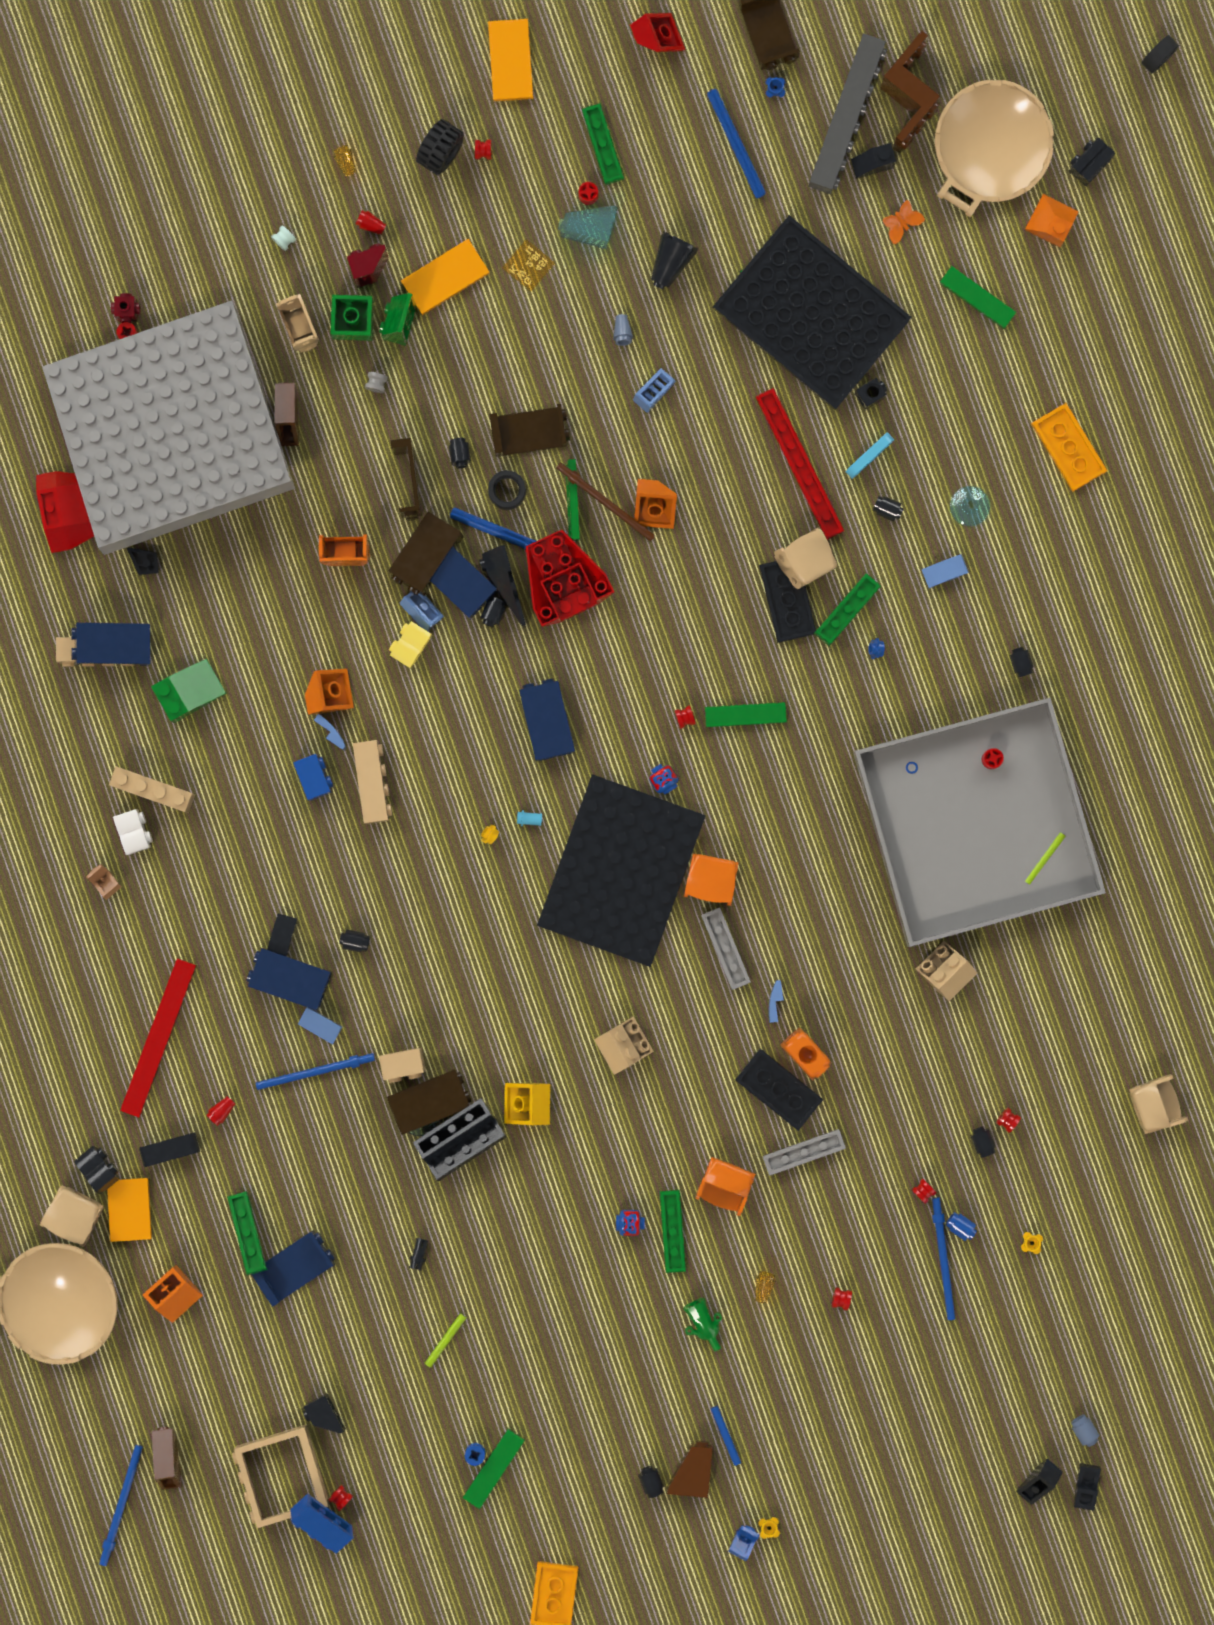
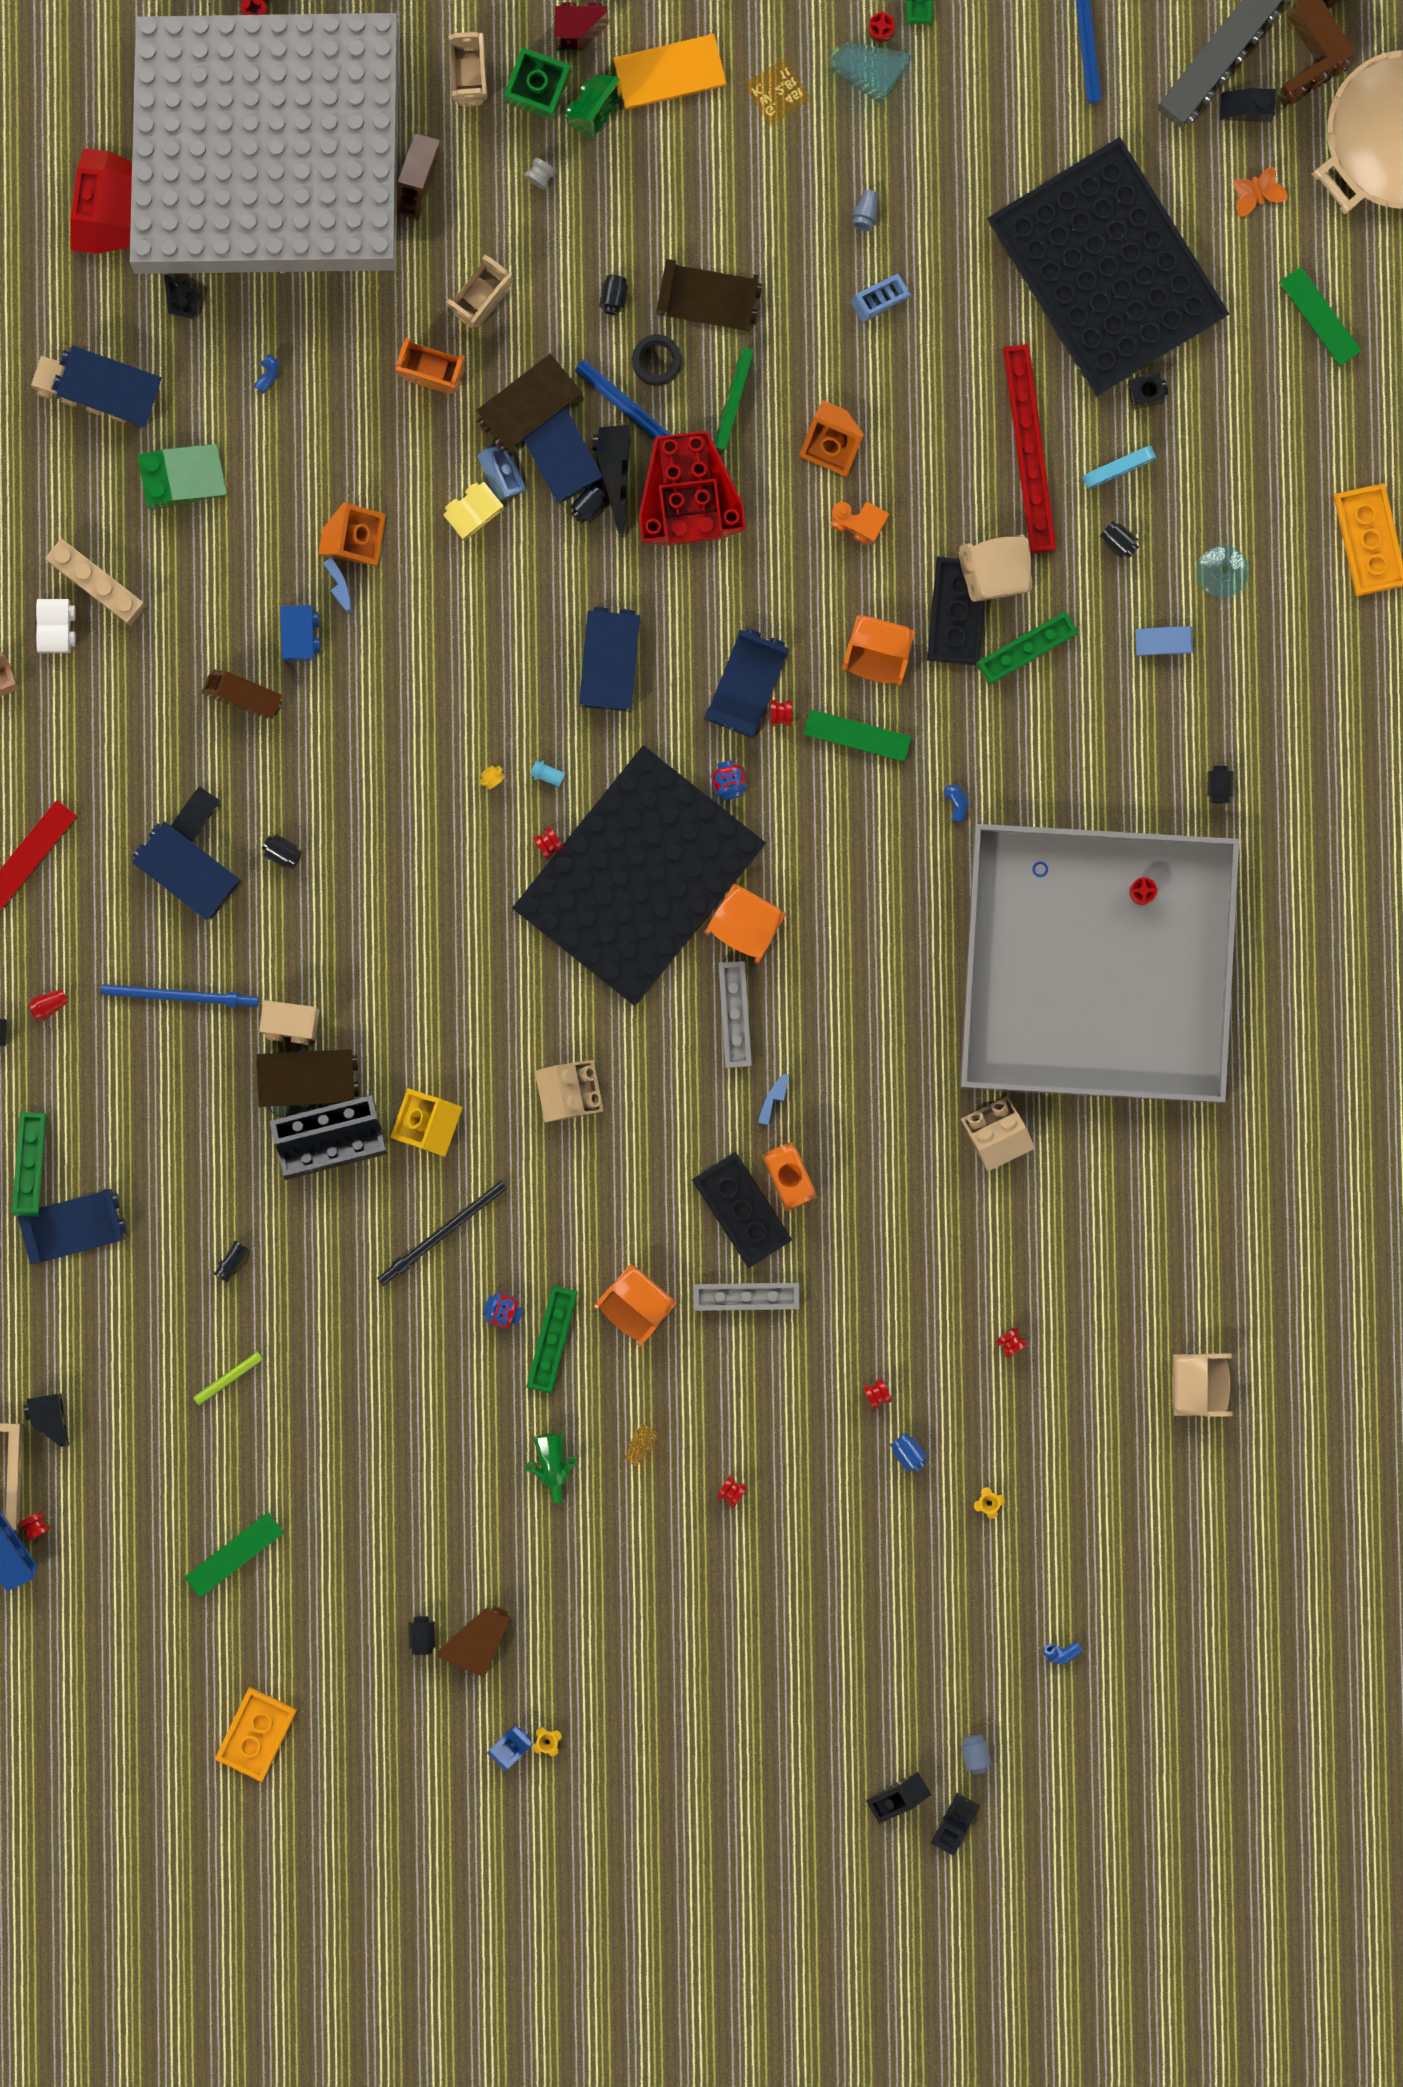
camera: 20 degrees right, 0 degrees up
(228, 595) = (269, 375): none -> blue arm
(286, 835) = (242, 693): none -> reddish brown slope
(320, 1025) = (204, 941): medium blue slope -> none
(363, 484) = (481, 293): none -> tan piece
(371, 781) = (368, 663): tan brick -> none
(405, 446) = (547, 264): dark brown panel -> none
(473, 1451) = (217, 1525): blue wheel -> none
(544, 1214) = (401, 1265): none -> black bar
(547, 869) = (548, 842): none -> red wheel
(574, 478) = (744, 372): reddish brown bar -> none
(652, 703) = (747, 683): none -> dark blue panel
(671, 260) = (955, 143): black cone -> none
(699, 560) = (865, 525): none -> orange brick
(725, 1435) = (532, 1611): blue bar -> none
(740, 647) = (878, 650): none -> orange piece
(835, 736) = (959, 800): none -> blue arm
(876, 648) = (1046, 708): blue plate -> none
(938, 1218) = (883, 1434): blue bar -> none
(983, 1142) = (971, 1358): black brick -> none
(1045, 858) = (1182, 1025): lime bar -> none
(1122, 1337) = (1061, 1655): none -> blue arm

